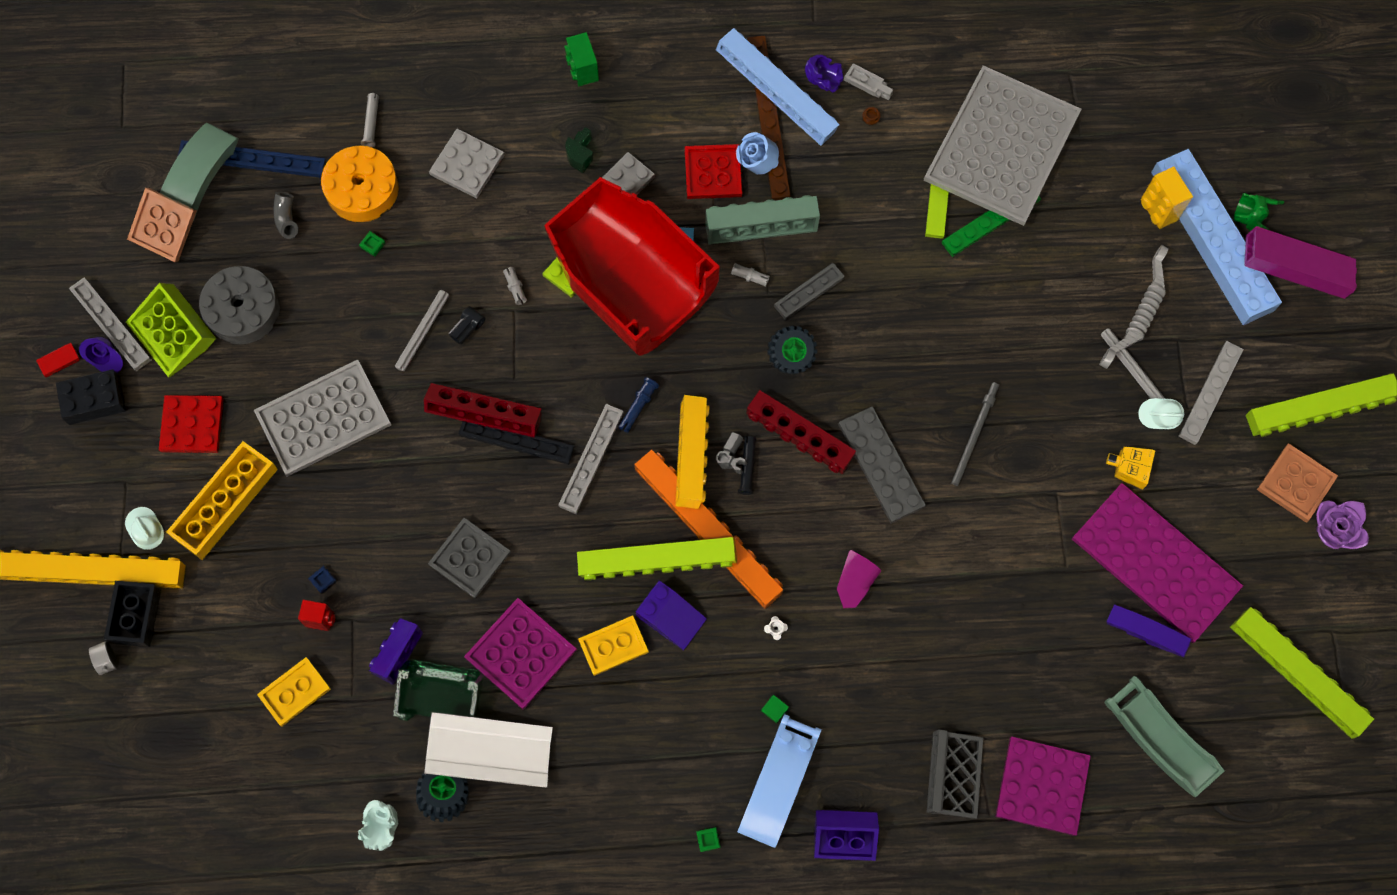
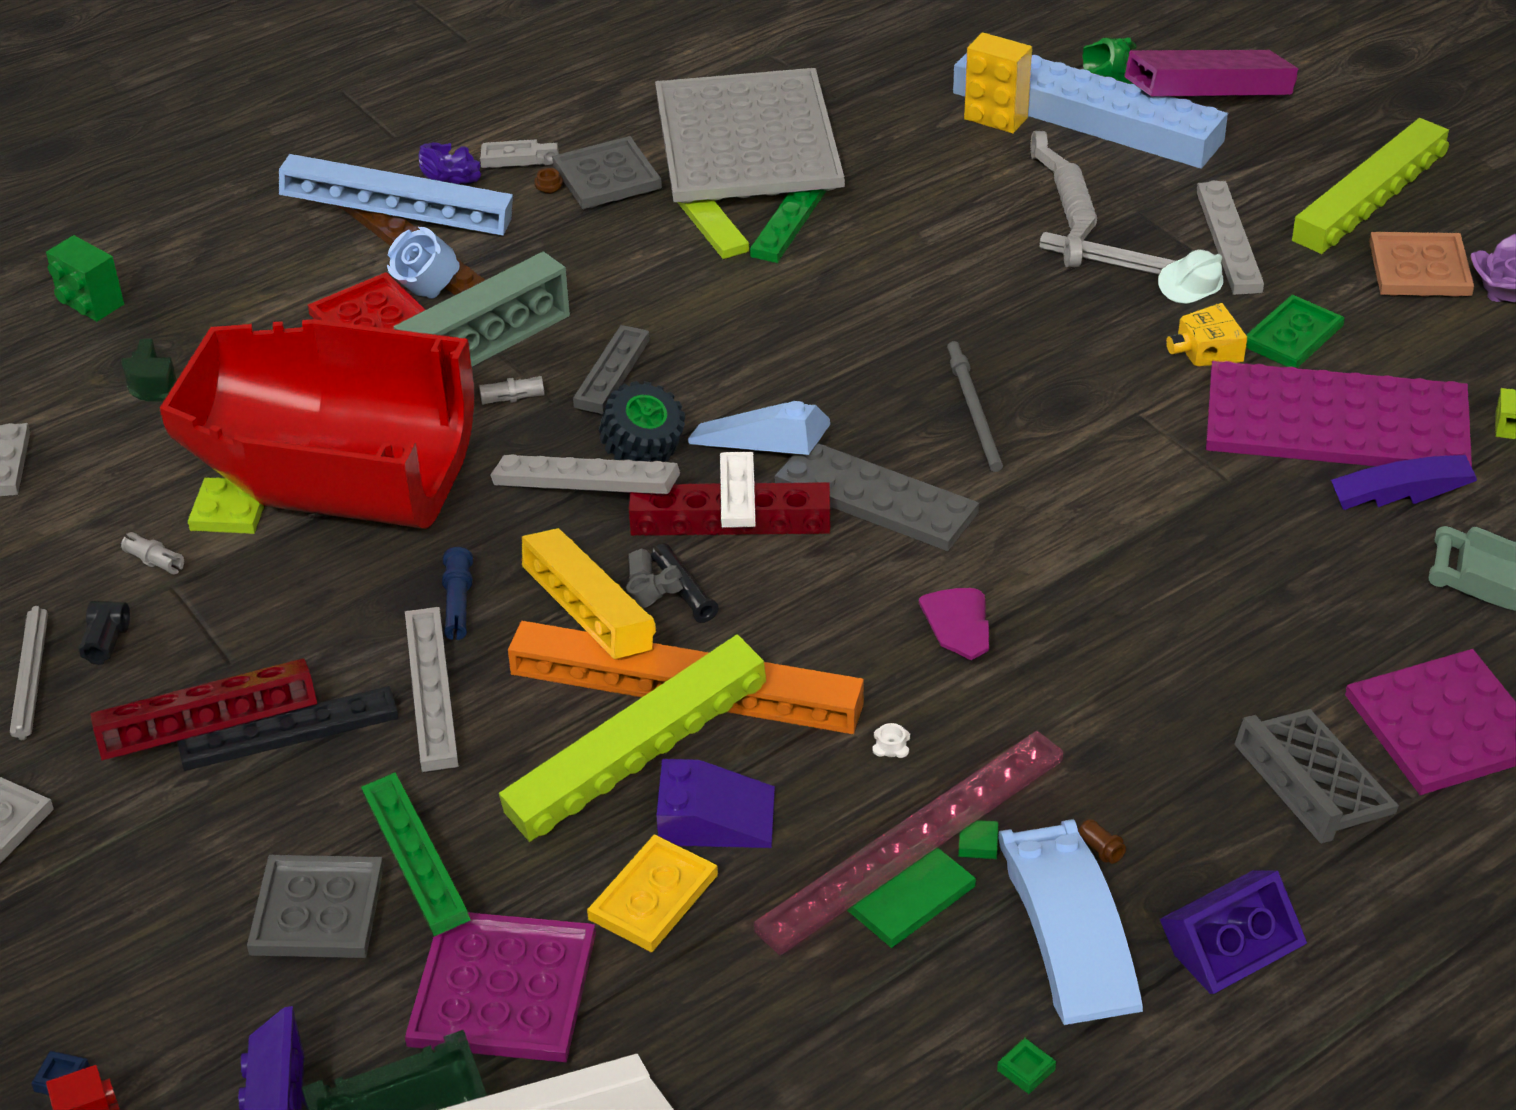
camera: 30 degrees left, 30 degrees down
(523, 559) = (415, 854): none -> green plate
(723, 716) = (913, 897): none -> green tile
(740, 695) = (906, 843): none -> clear pink plate
(743, 367) = (586, 474): none -> light grey plate
(806, 428) = (737, 489): none -> white tile
(826, 748) = (1107, 845): none -> reddish brown pin
(857, 393) = (777, 428): none -> light blue wedge
(906, 128) = (606, 172): none -> dark grey plate
(1185, 486) = (1293, 331): none -> green tile

